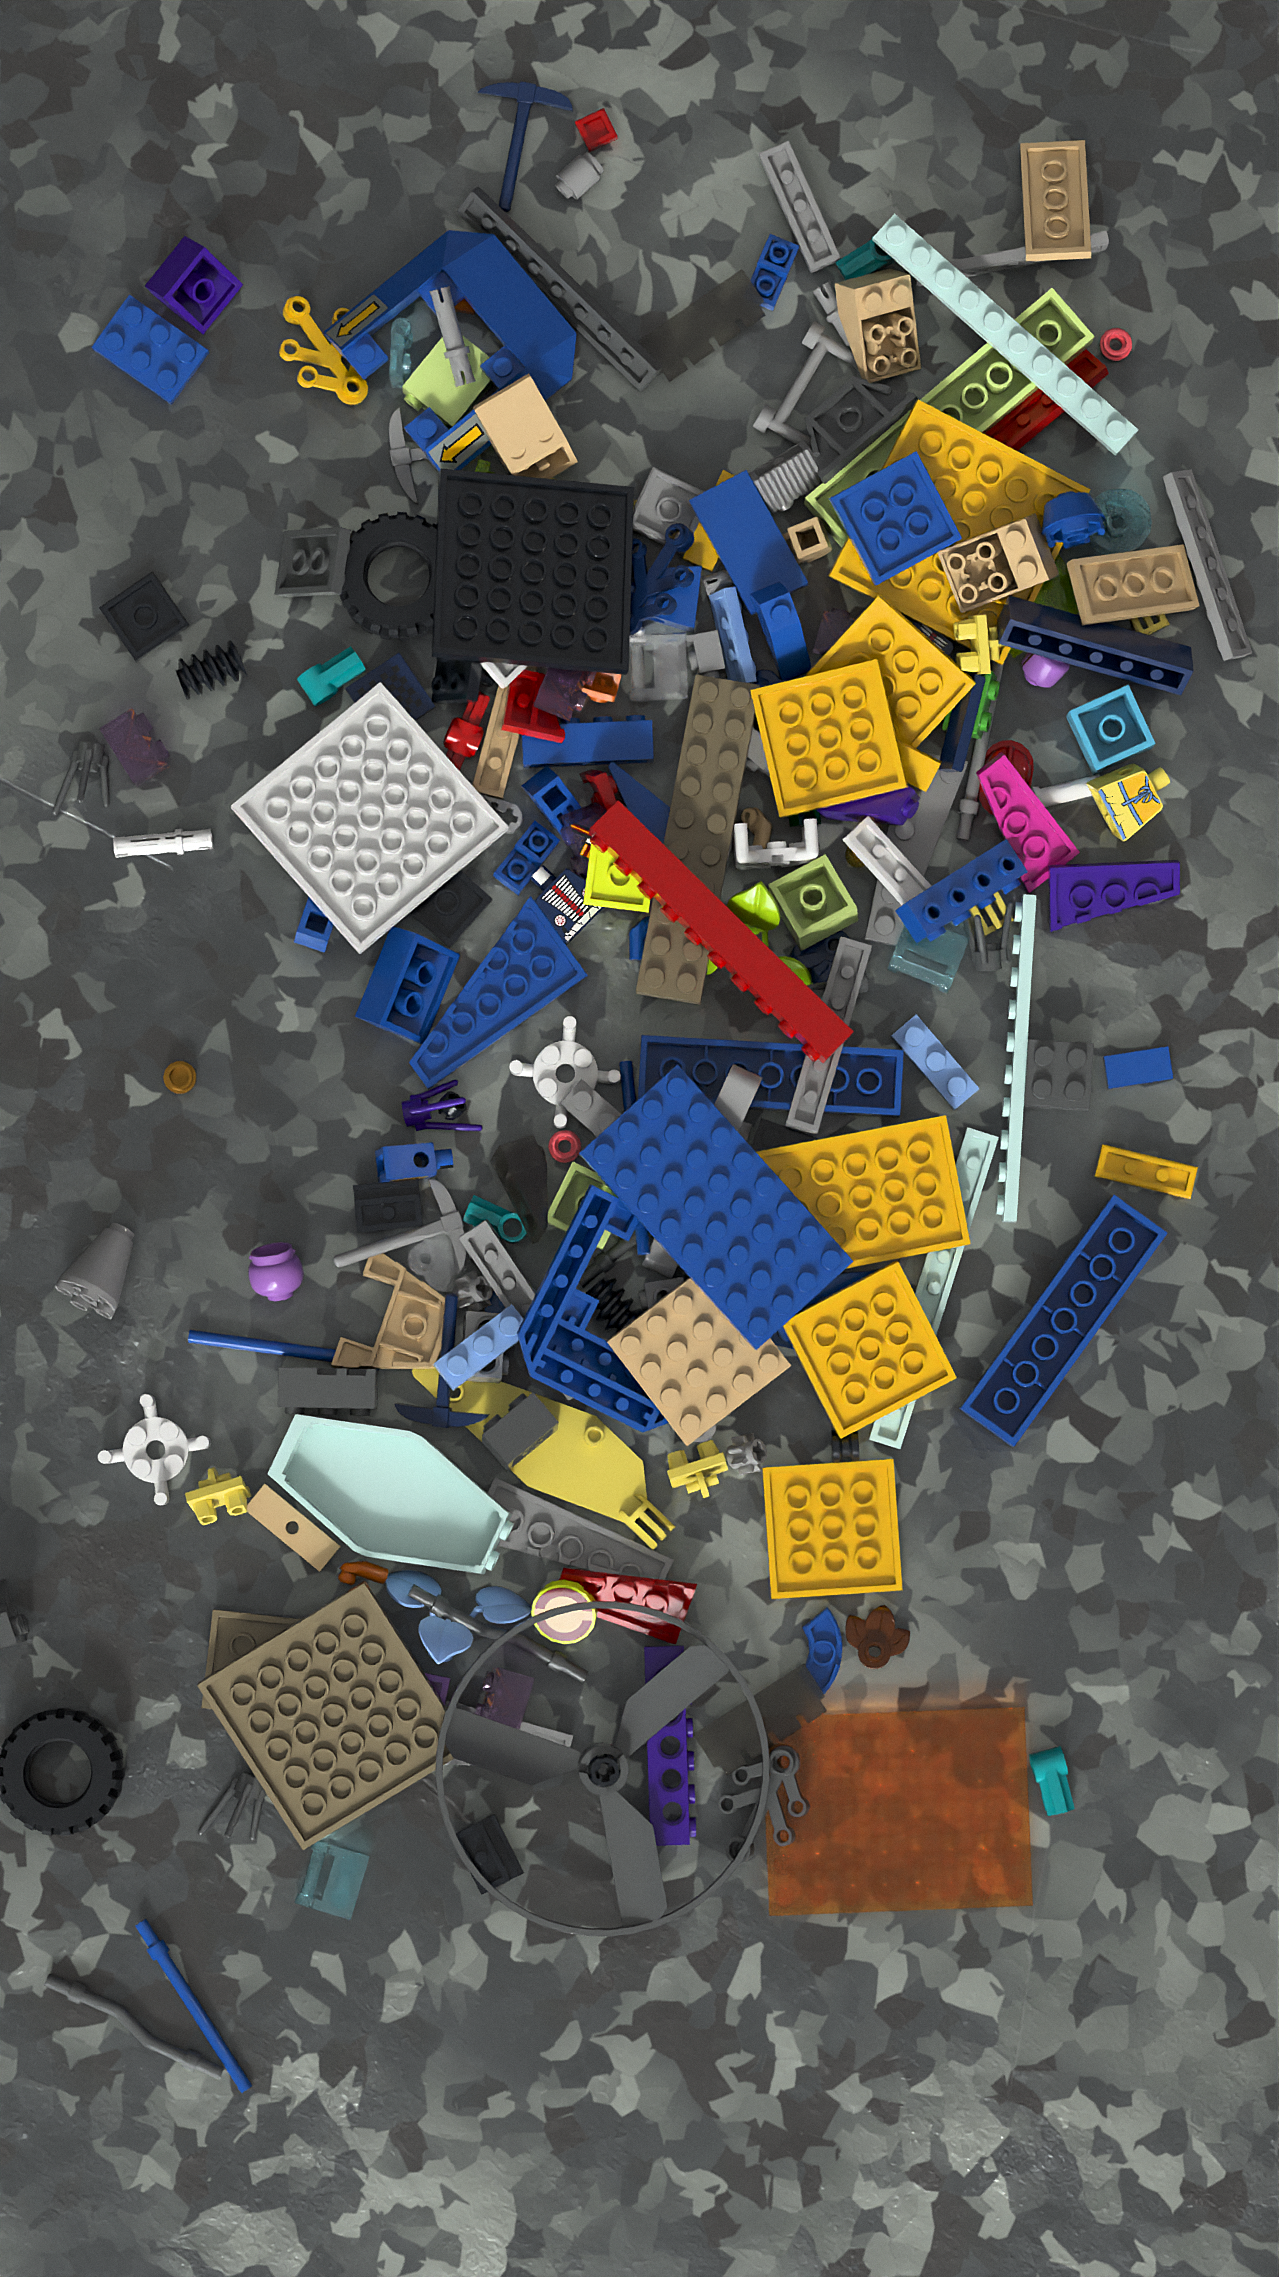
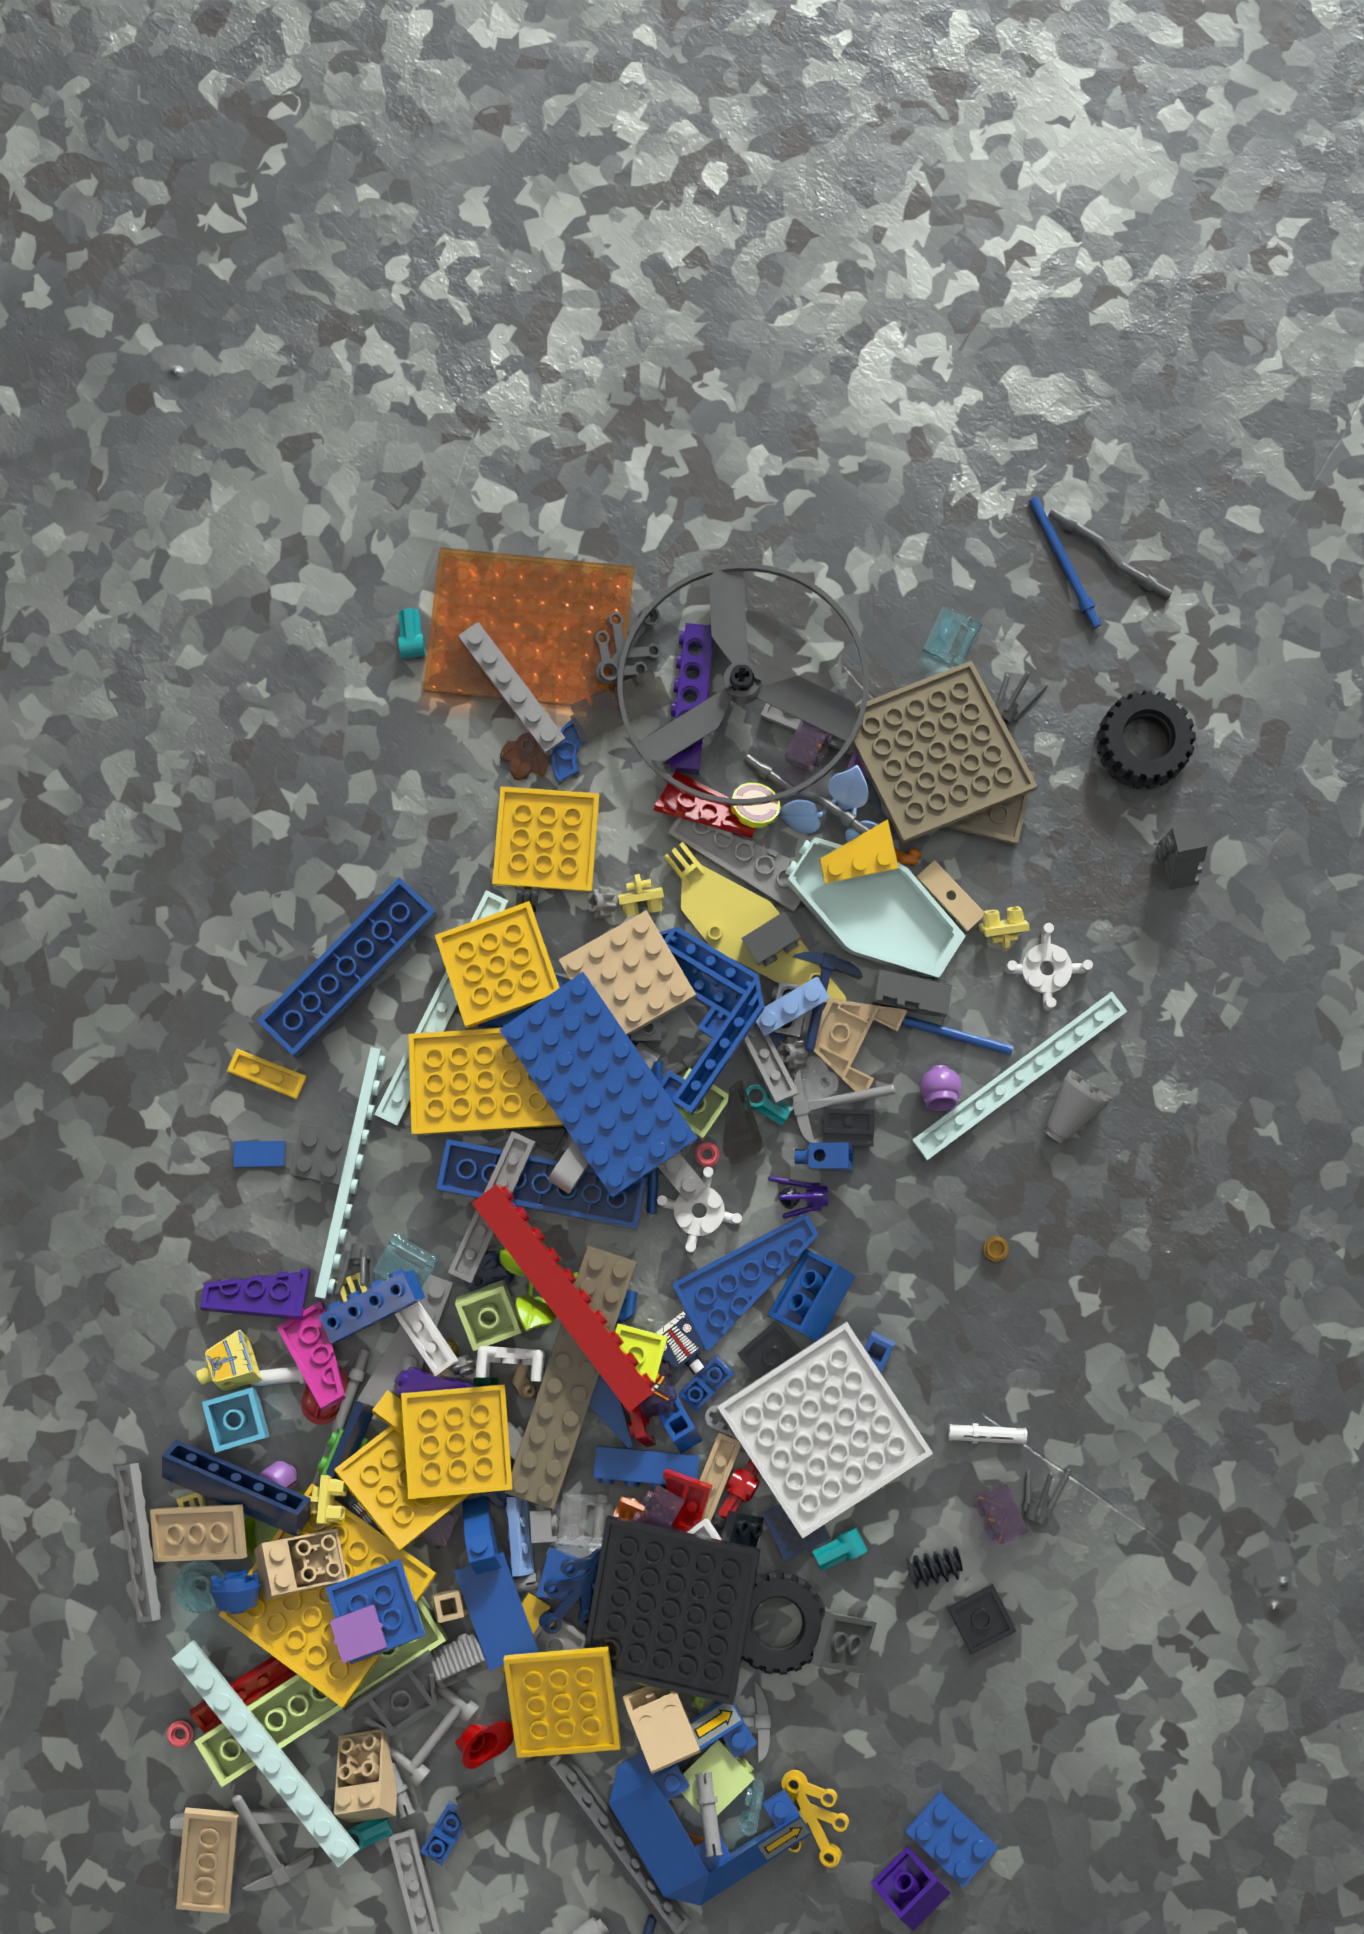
camera: 170 degrees left, 5 degrees down
(174, 1303) = (1019, 1076): none -> light aqua plate
(414, 1556) = (862, 856): none -> yellow wing
(490, 1852) = (834, 640): black plate -> none
(612, 1306) = (687, 1026): black piece -> none
(650, 444) = (562, 1702): none -> yellow plate
(741, 383) = (483, 1743): none -> red piece
(833, 836) = (464, 1366): none -> light grey plate
(907, 1724) = (511, 688): none -> light grey plate
(912, 488) = (358, 1634): none -> medium lavender piece
(935, 1062) = (414, 1179): light blue plate -> none
(965, 198) = (280, 1873): none -> light grey piece

